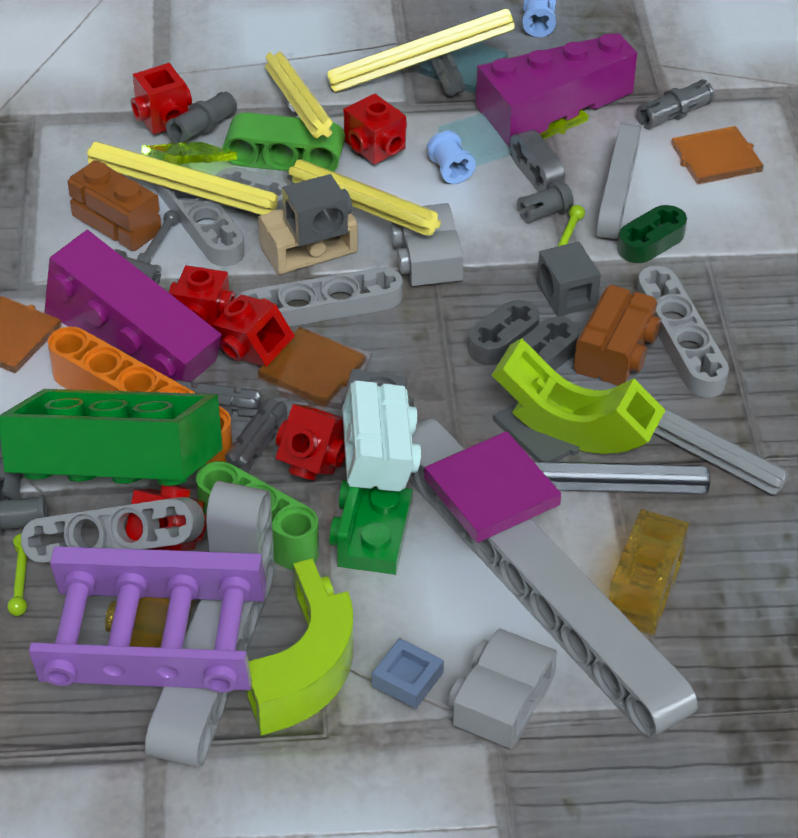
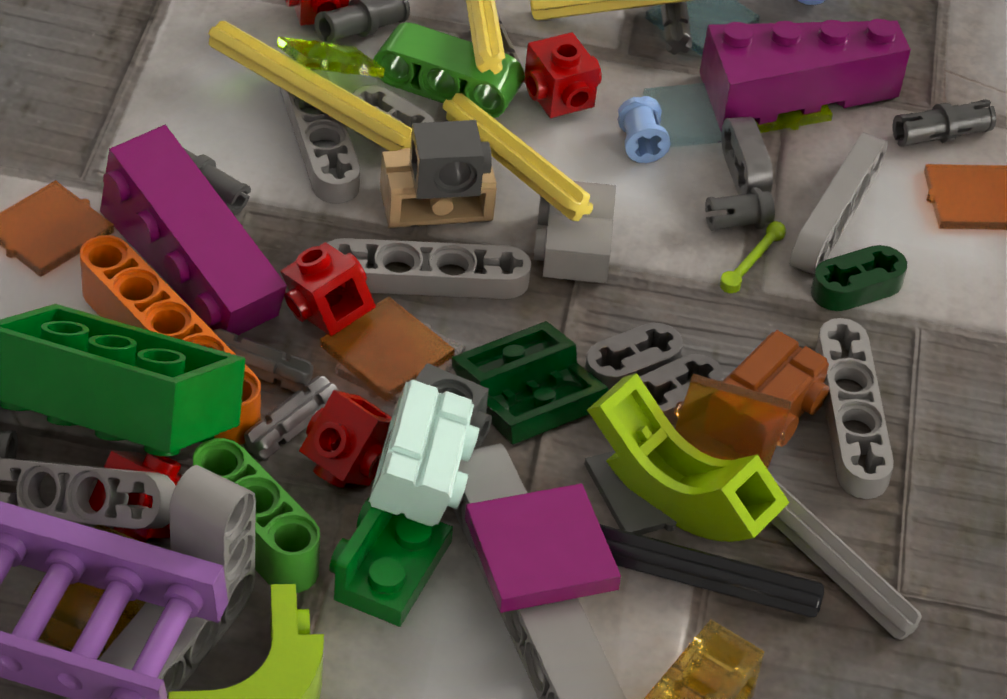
camera: 10 degrees right, 0 degrees up
(114, 205) = (221, 101): dark orange brick -> none
(170, 219) = (285, 132): dark grey hinge -> none
(203, 291) = (283, 230): red brick -> none
(435, 365) = (530, 381): none -> dark green slope
(568, 278) = (733, 310): dark grey brick -> none
(600, 357) = (731, 420): none -> clear orange piece

